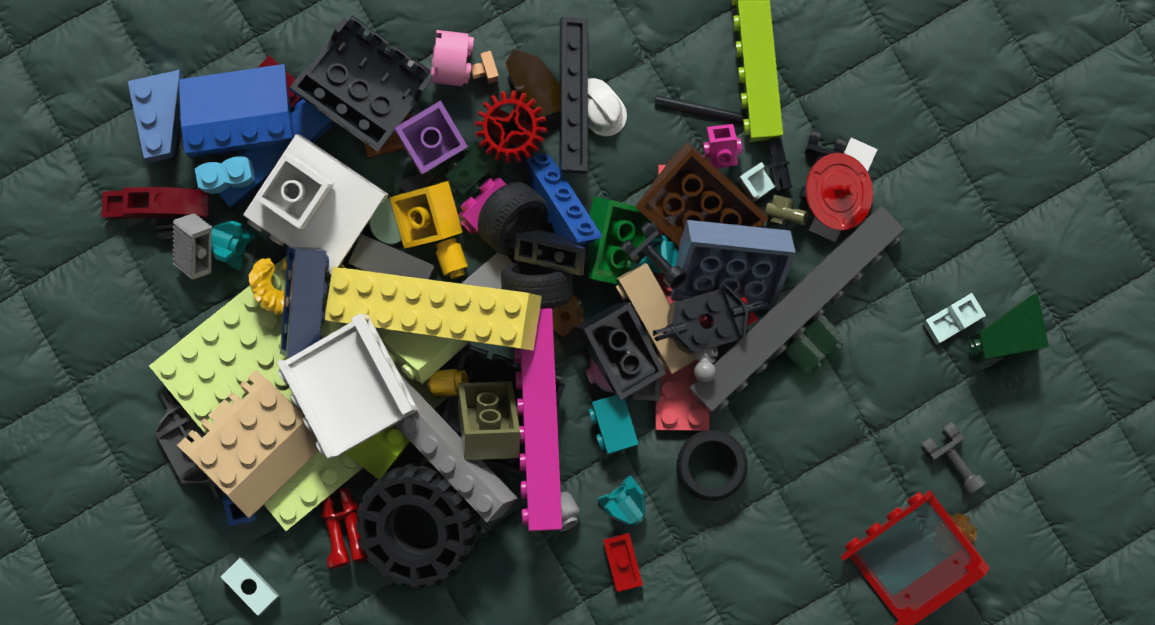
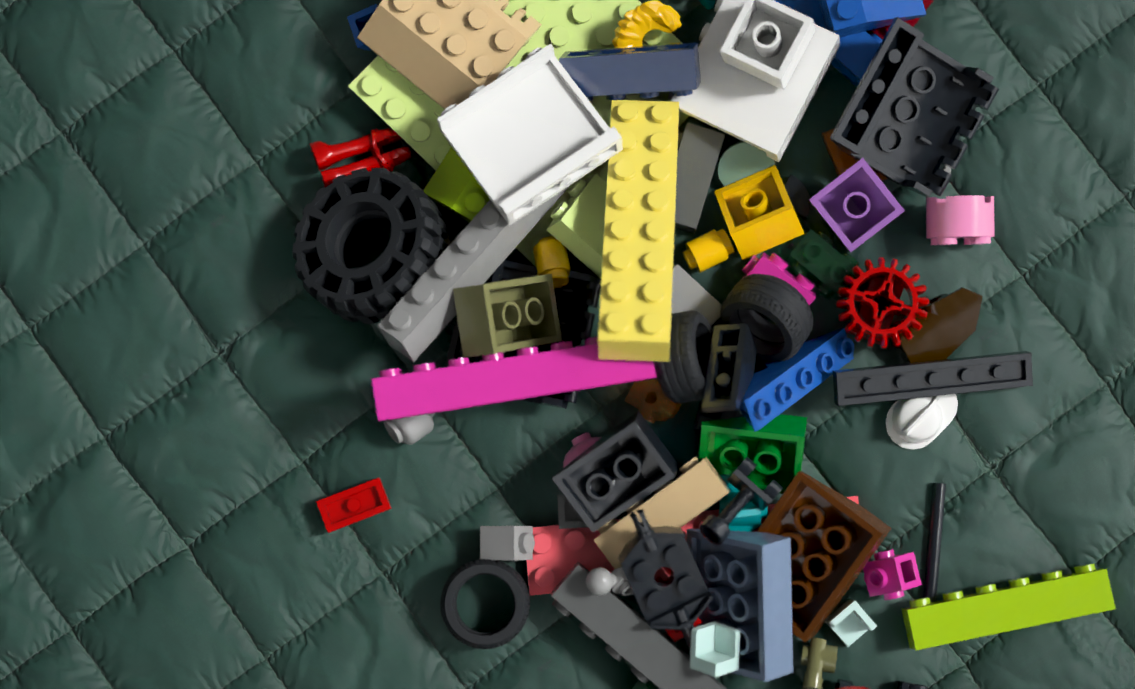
camera: 85 degrees right, 0 degrees up
(264, 594) = (270, 71): light aqua piece -> none
(486, 68) = (952, 264): light nougat tile -> none
(614, 424) = (522, 475): teal brick -> none
(625, 503) = (426, 499): teal brick -> none
(666, 443) = (506, 542): none -> light grey brick
(766, 288) = (715, 649): none -> light aqua panel
(779, 164) = (877, 649): black axle -> none

